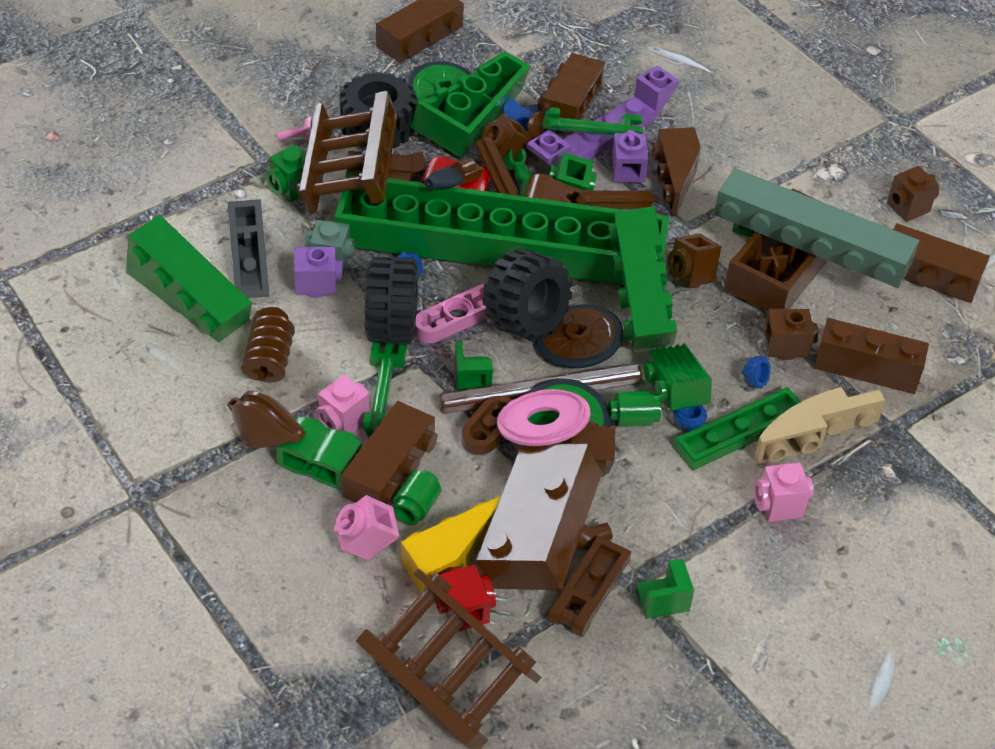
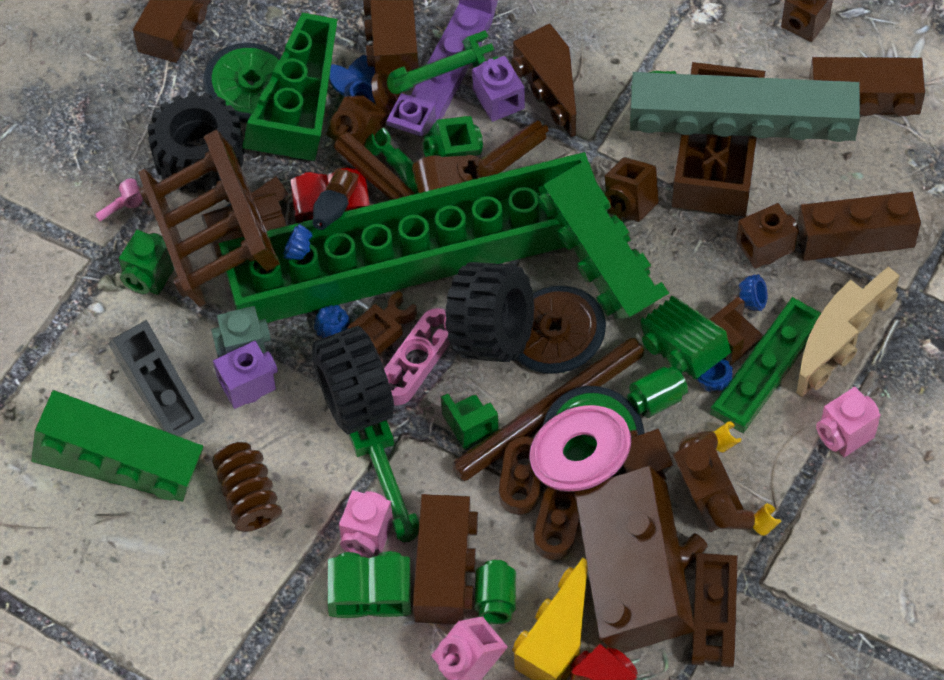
camera: 20 degrees left, 10 degrees up
(263, 421) = (299, 582): reddish brown hat -> none
(404, 190) = (298, 243): none -> blue piece
(441, 282) = (384, 325): none -> reddish brown plate
(493, 469) = (556, 524): none -> reddish brown plate
(638, 490) = (712, 486): none -> reddish brown torso
(669, 594) = (791, 582): green panel -> none
(725, 391) = (740, 332): none -> reddish brown panel

